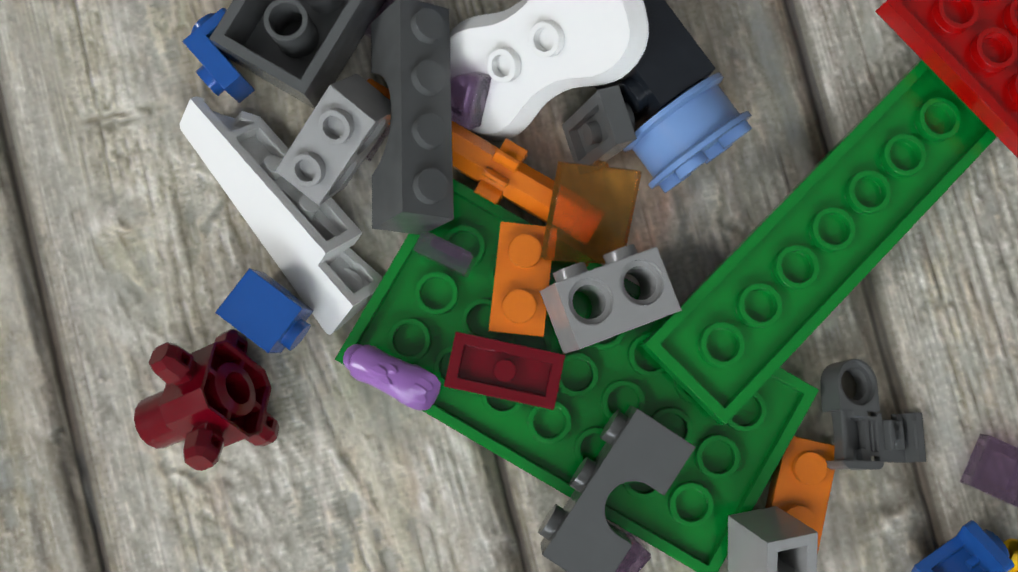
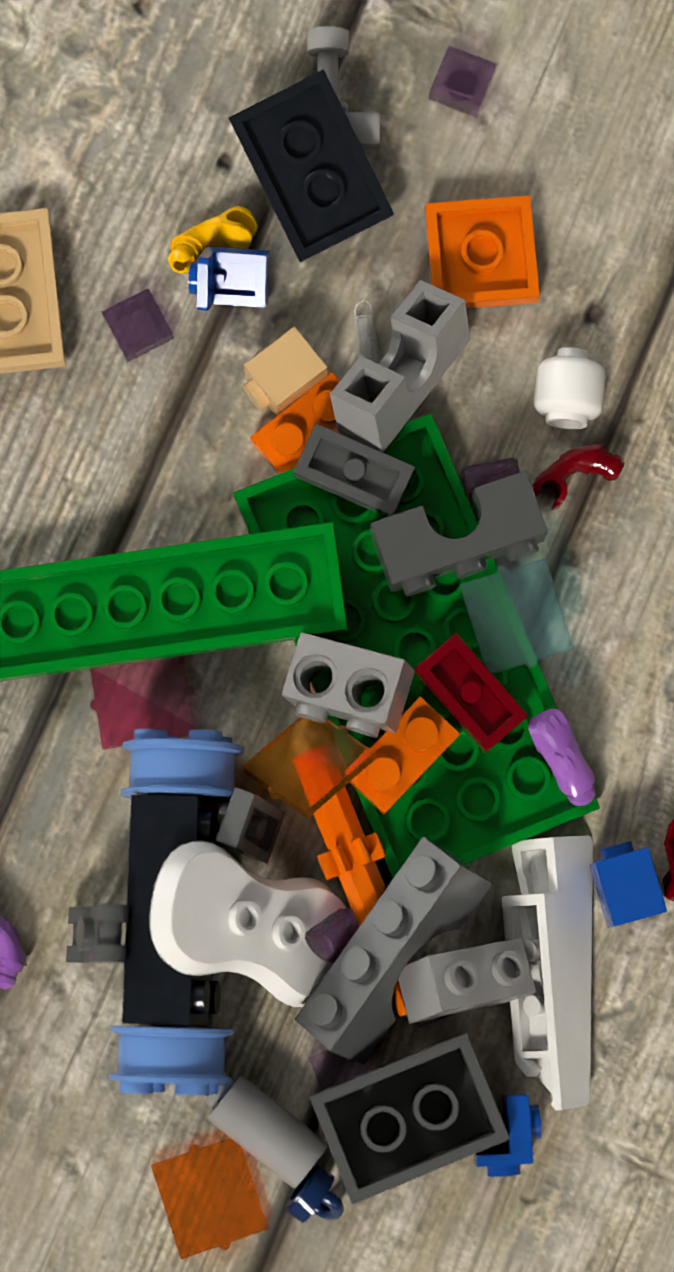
camera: 145 degrees left, 5 degrees down
(445, 254) = (449, 818): tile -> none
(515, 463) = (516, 616): none -> clear light blue piece
(740, 482) = (353, 471): none -> dark grey plate
(753, 175) = (142, 697): none -> clear pink piece
(859, 522) = (283, 372): none -> tan brick
(864, 436) = (226, 432): dark grey piece -> none

